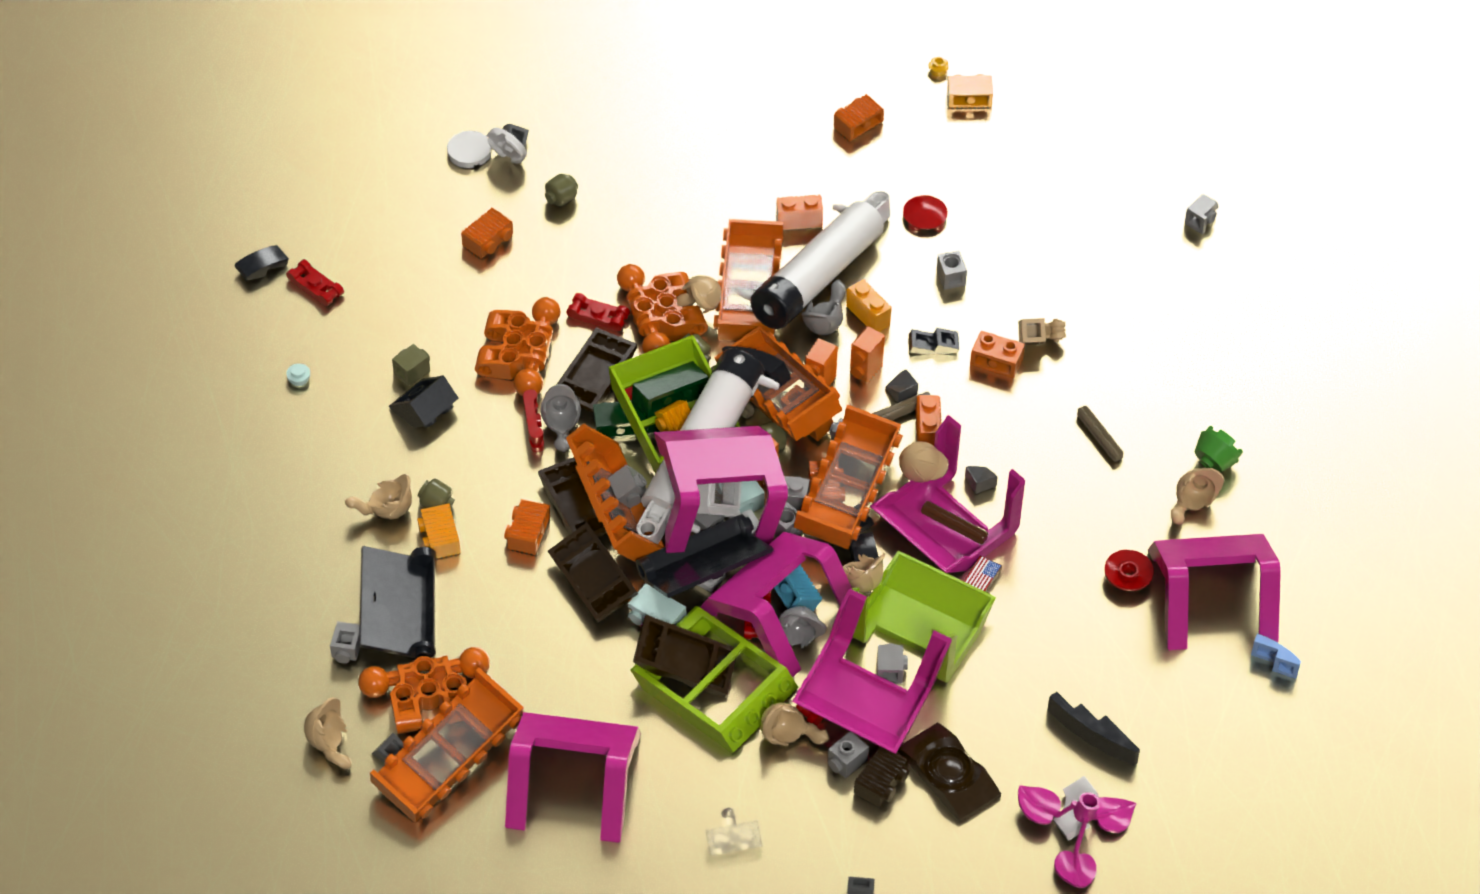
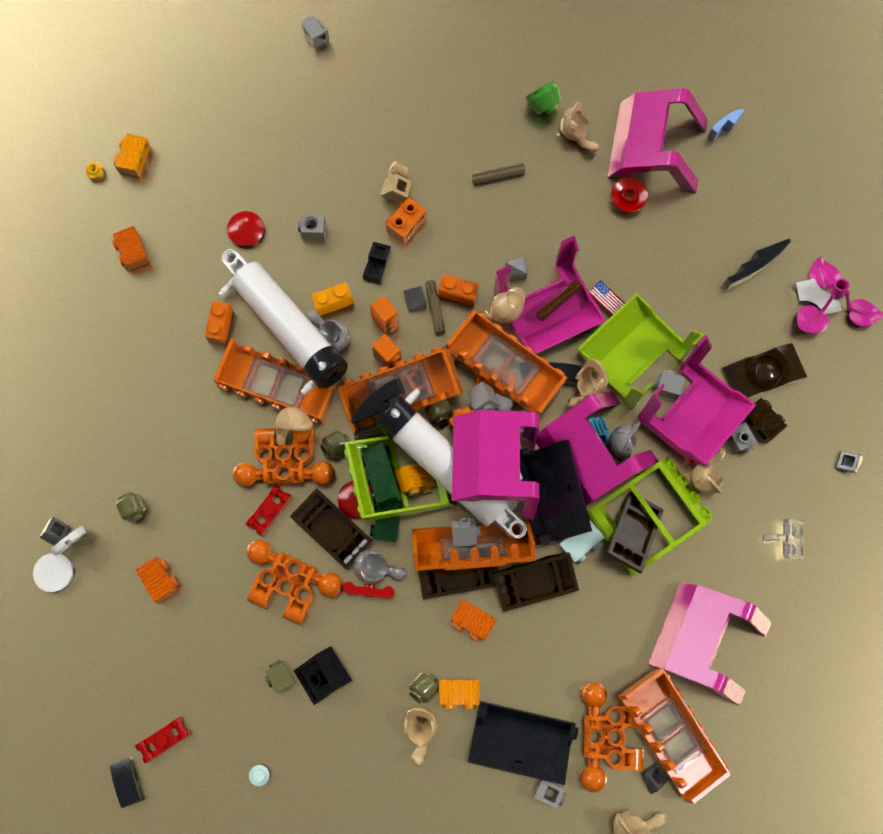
camera: 75 degrees left, 25 degrees up
(797, 462) = (483, 397): none -> light grey brick

